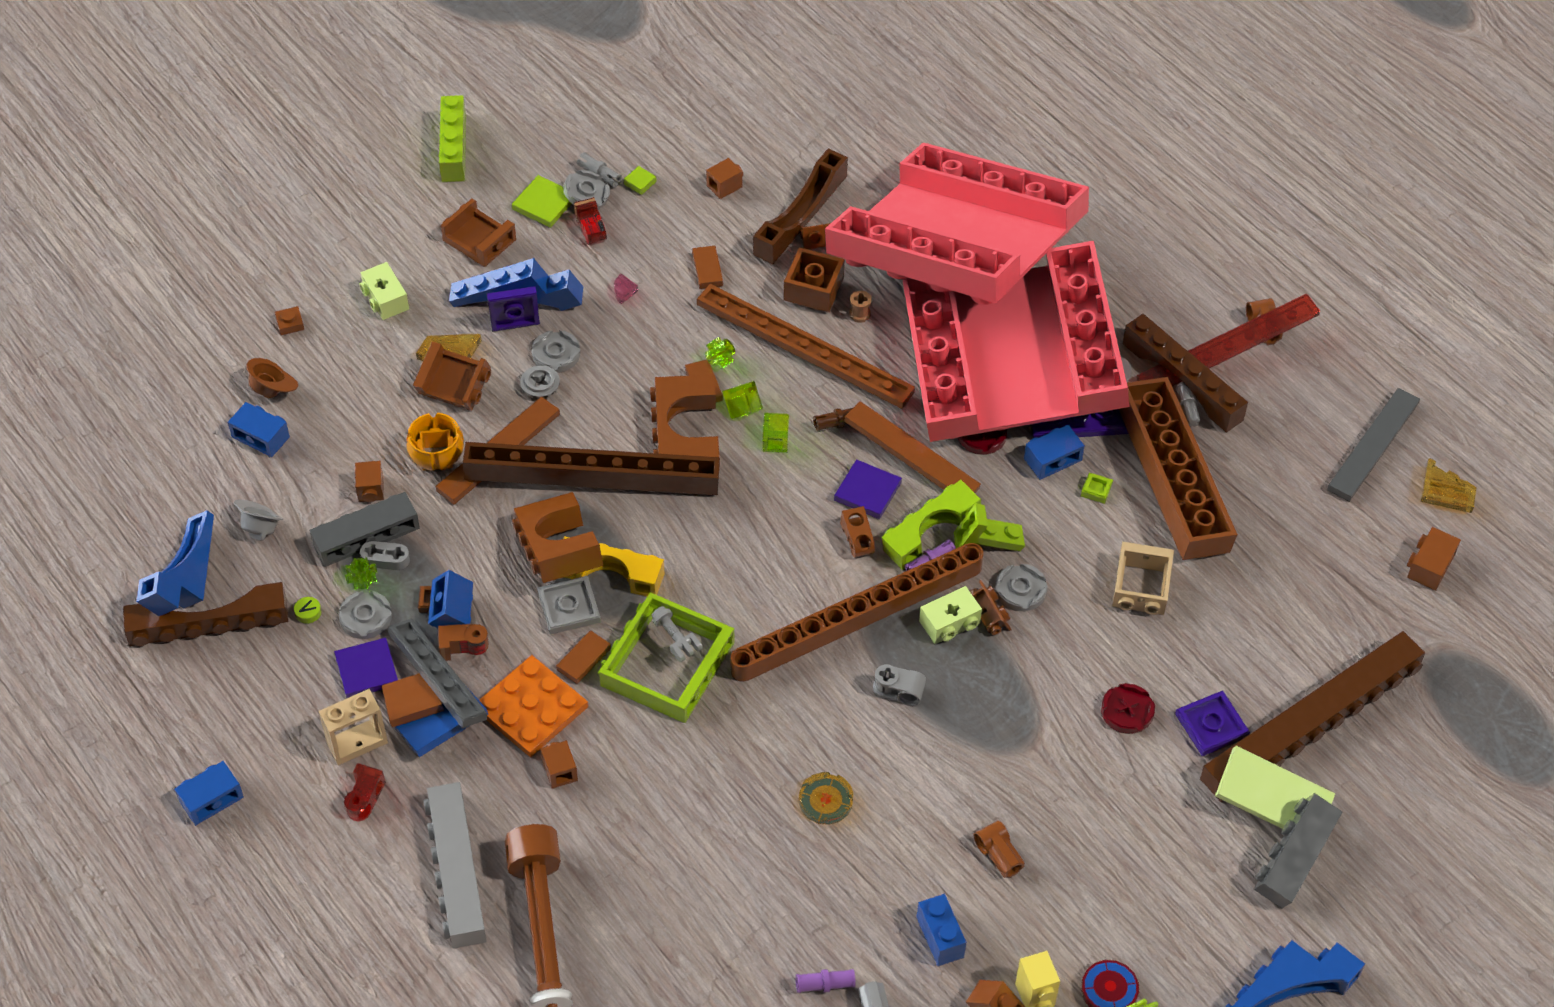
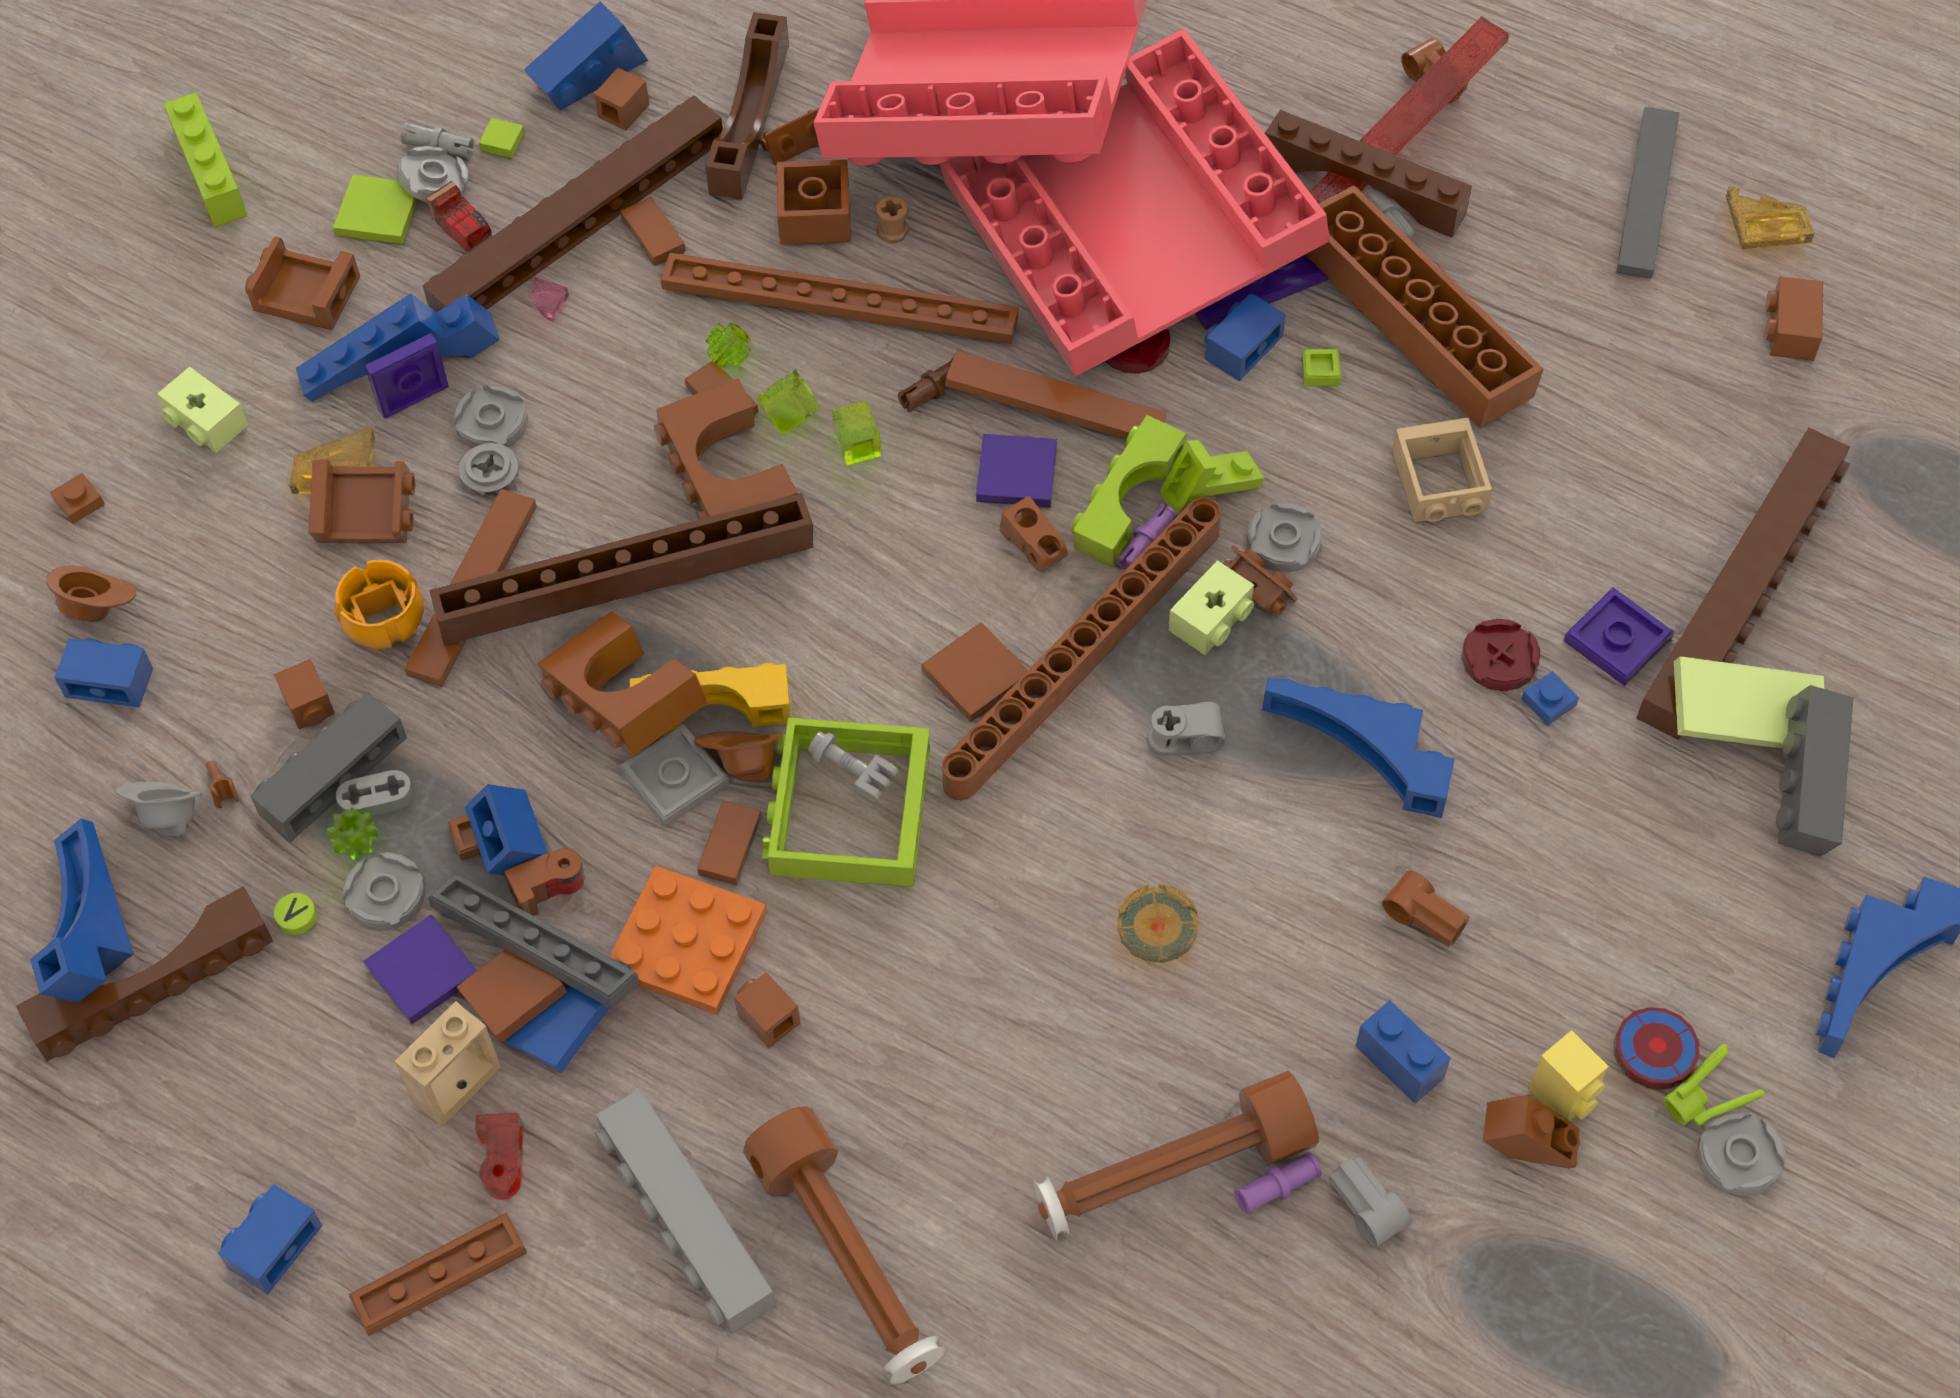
camera: 20 degrees left, 5 degrees up
(296, 849) = (437, 1274): none -> dark orange tile
(297, 520) = (221, 787): none -> dark orange hand
(615, 605) = (743, 753): none -> dark orange piece
(666, 238) = (578, 208): none -> reddish brown brick
(711, 145) = (585, 57): none -> blue wedge
(782, 603) = (974, 671): none -> dark orange tile
(836, 940) = (1273, 1120): none -> dark orange piece
(1022, 729) = (1376, 731): none -> blue arch
(1147, 746) = (1550, 698): none -> blue plate

